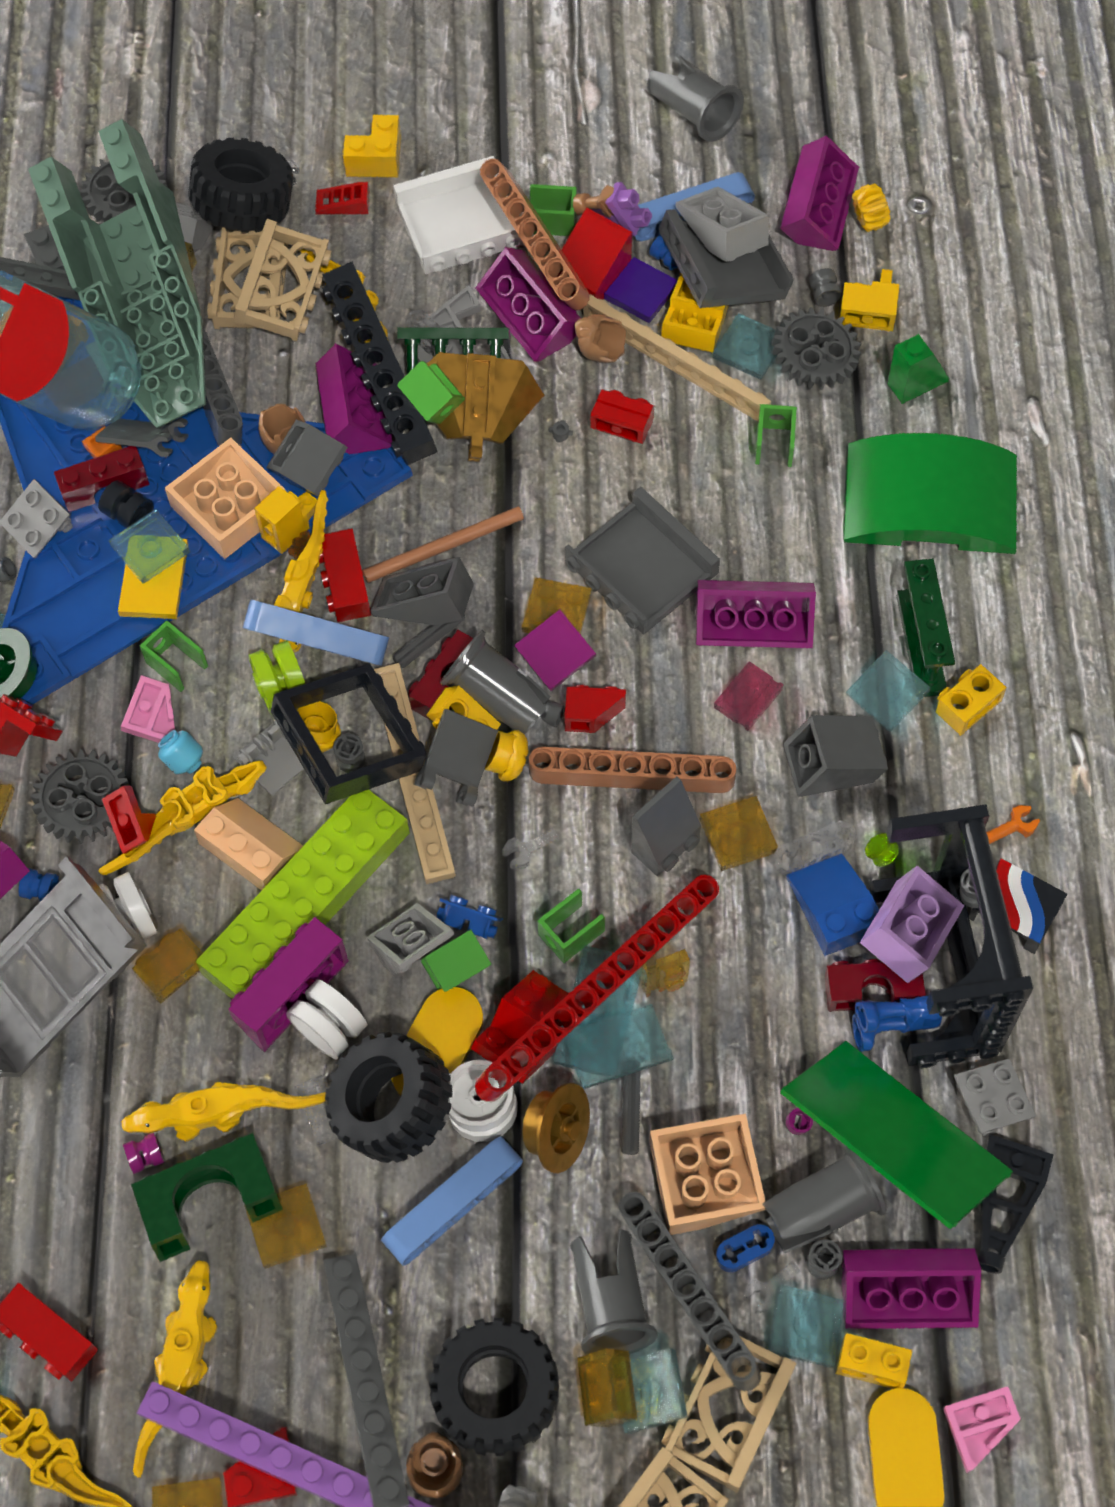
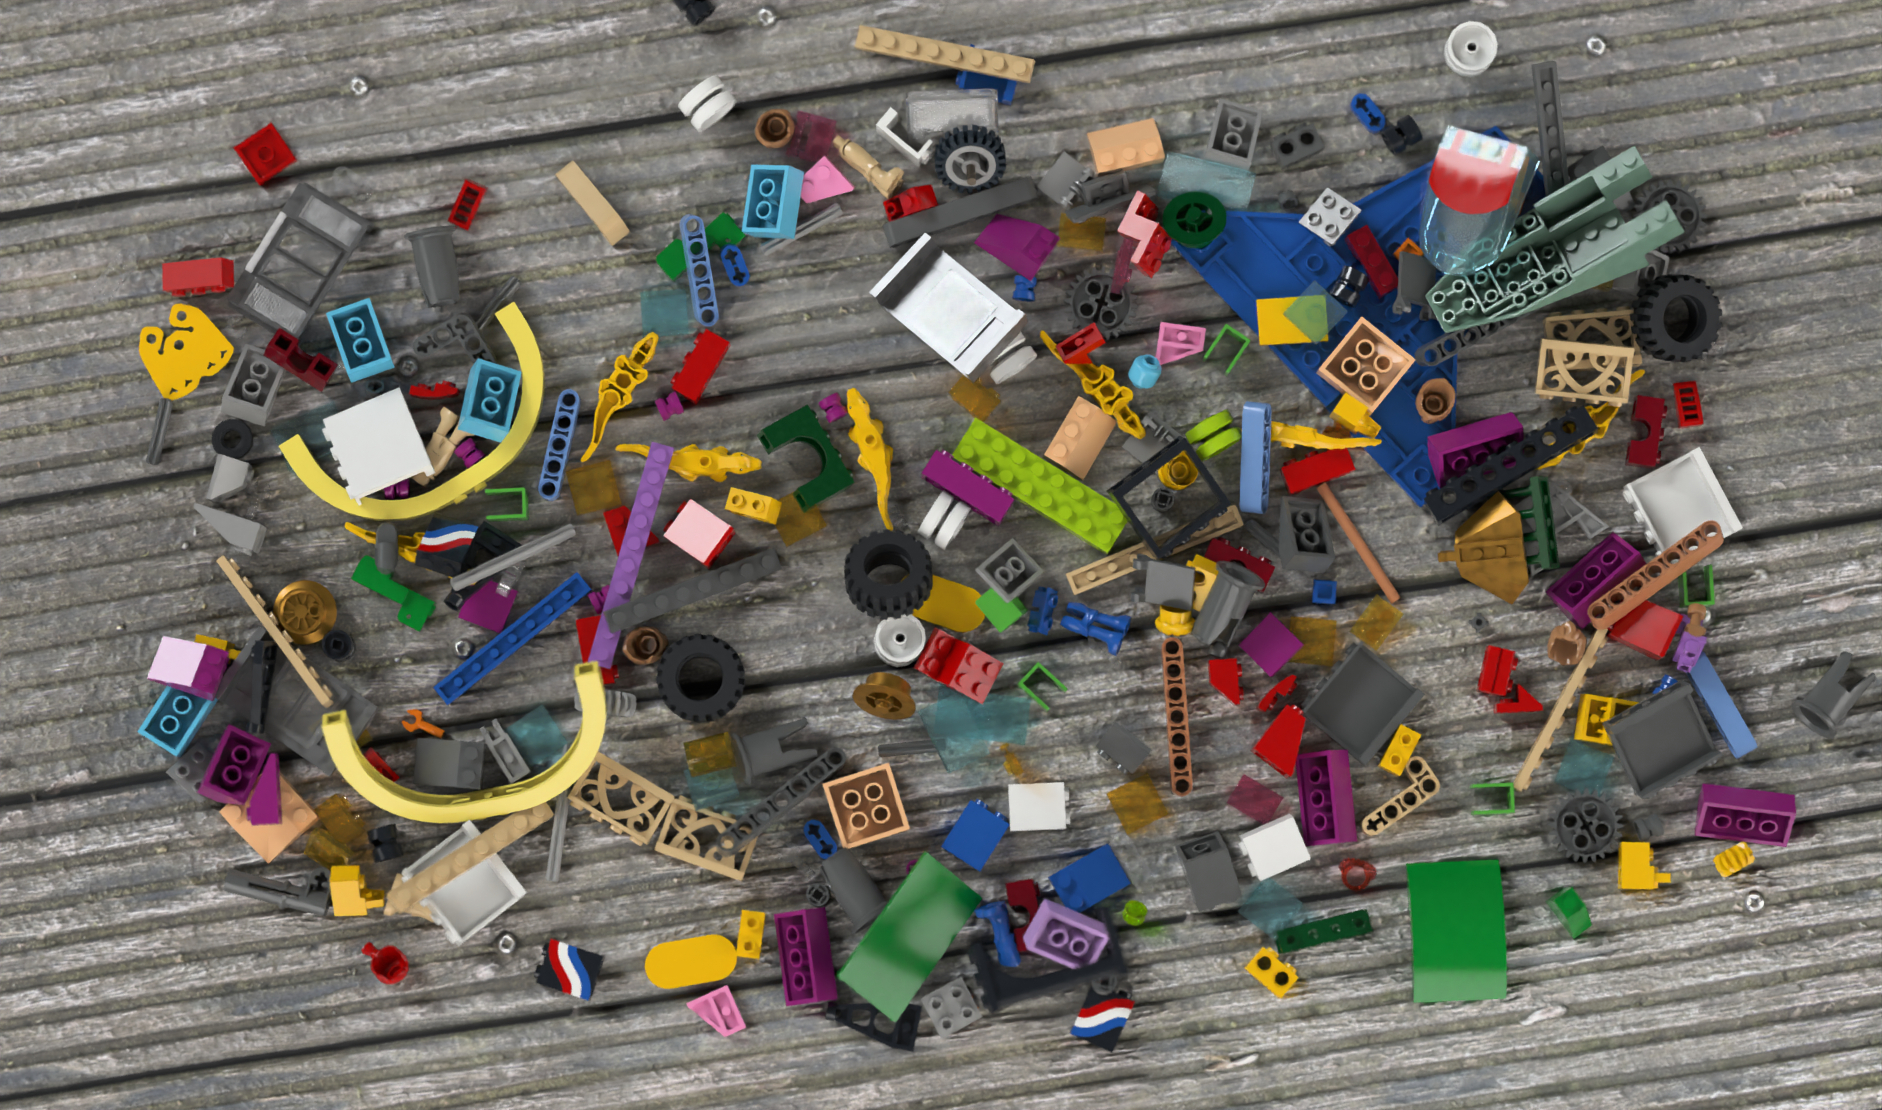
camera: 80 degrees right, 20 degrees up
(36, 754) = (1122, 272): none -> clear pink plate
(92, 1386) = (669, 406): none -> magenta wheel
(258, 1278) = (753, 505): none -> yellow brick
(284, 1363) = (699, 533): none -> slope
(307, 457) = (1406, 423): dark grey slope -> none
(348, 231) = (1649, 412): none -> dark red arch
(375, 153) = (1737, 429): yellow brick -> none
(431, 392) = (1481, 513): bright green piece -> none
(451, 1201) = (827, 630): medium blue beam -> none
(487, 867) = (1089, 616): none -> blue piece
(497, 588) = (1324, 591): none -> blue tile
(544, 534) = (1376, 622): none -> clear yellow plate
(591, 993) = (984, 704): red beam -> none
(611, 645) = (1284, 687): none -> red slope
(641, 290) = (1628, 672): dark purple tile -> none
(662, 394) = (1524, 703): none -> red slope
(679, 646) = (1282, 740): none -> red slope
(708, 524) = (1399, 750): none -> yellow brick
(725, 223) = (1692, 733): light grey slope -> none
(730, 952) = (1038, 806): none -> white brick
(760, 1035) = (976, 834): none -> blue brick
(767, 535) = (1398, 801): none -> tan beam
(805, 1326) = (770, 886): clear light blue tile -> none
(812, 675) = (1273, 847): none -> white brick
(841, 600) = (1348, 864): none -> clear red piece
(1015, 825) = (1169, 1010): orange bar -> none

